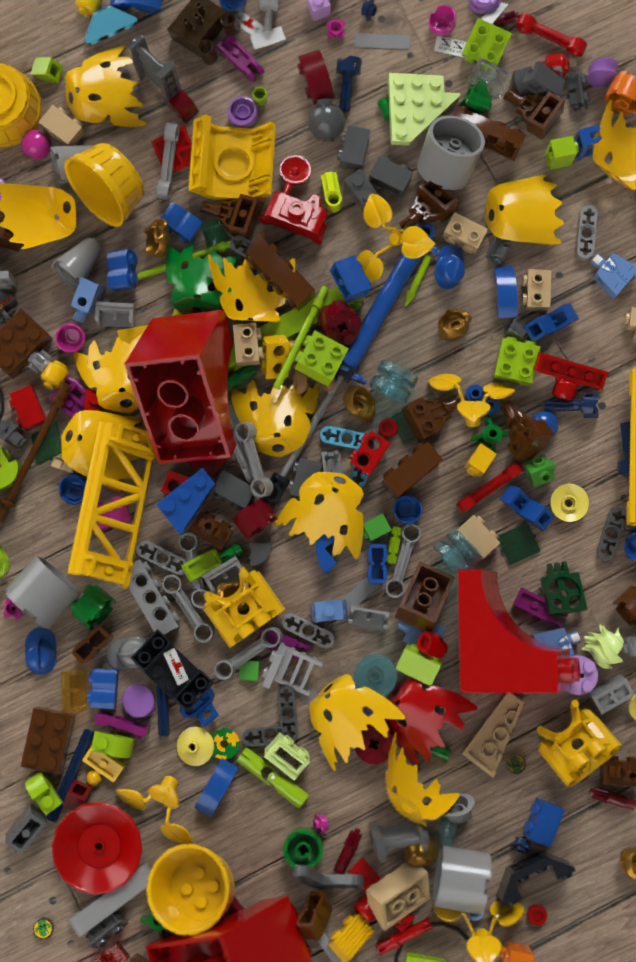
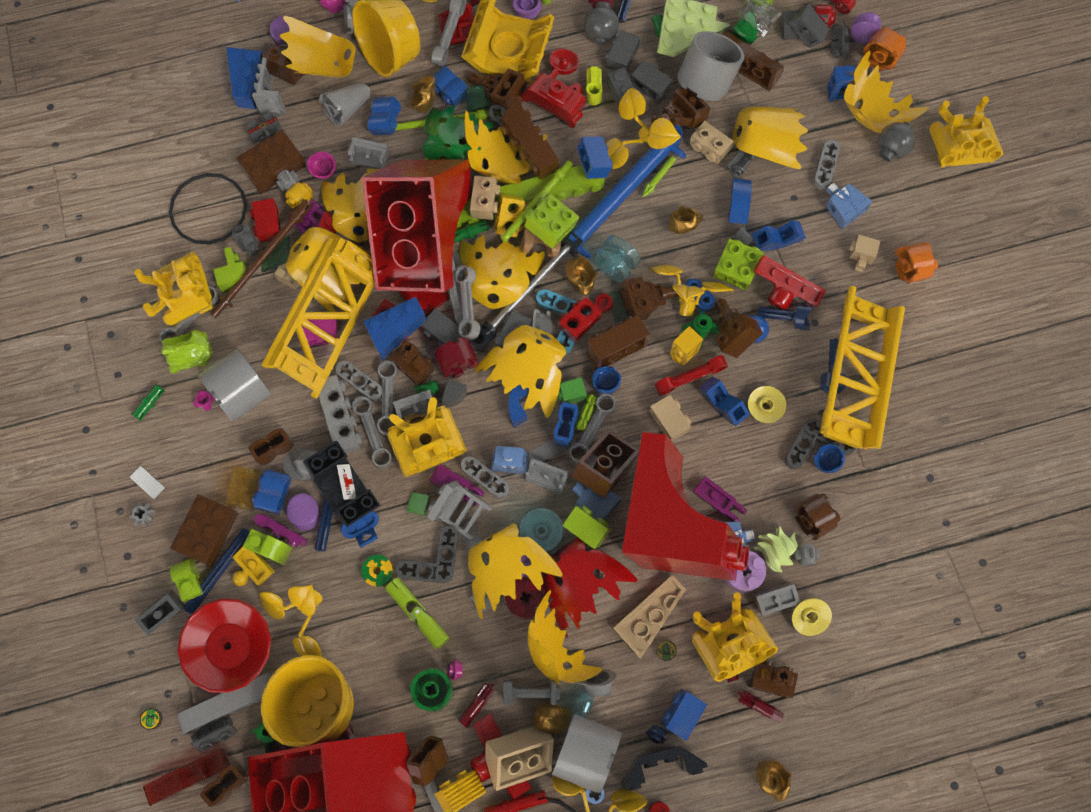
camera: 10 degrees right, 10 degrees down
(40, 651) = (220, 446): blue piece -> none
(72, 489) = (286, 297): blue hair -> none
(77, 795) = (218, 589): dark red brick -> none
(87, 291) = (344, 130): medium blue torso -> none
(92, 606) = (280, 409): green brick -> none
(202, 564) = (392, 392): lime tile -> none
(203, 742) = (355, 568): light yellow dish -> none
(216, 787) = (357, 610): blue brick -> none
(248, 653) = (420, 485): light grey piece -> none
(288, 745) = (449, 593): yellowish green window -> none
(333, 881) = (439, 727): dark grey beam -> none
(339, 322) = (578, 186): dark red brick -> none
(432, 644) = (604, 508): red rock -> none
(439, 752) = (590, 622): green pin -> none
(449, 267) = (690, 170): blue piece -> none
(460, 551) = (646, 421): clear light blue wheel -> none
(518, 543) = (709, 435): clear green piece -> none
(537, 111) = (799, 52): reddish brown brick -> none
(537, 290) = (770, 205): tan brick -> none
(539, 470) = (743, 368): bright green brick -> none
(559, 576) = (744, 473): dark green piece -> none
(561, 152) = (814, 88): lime brick -> none

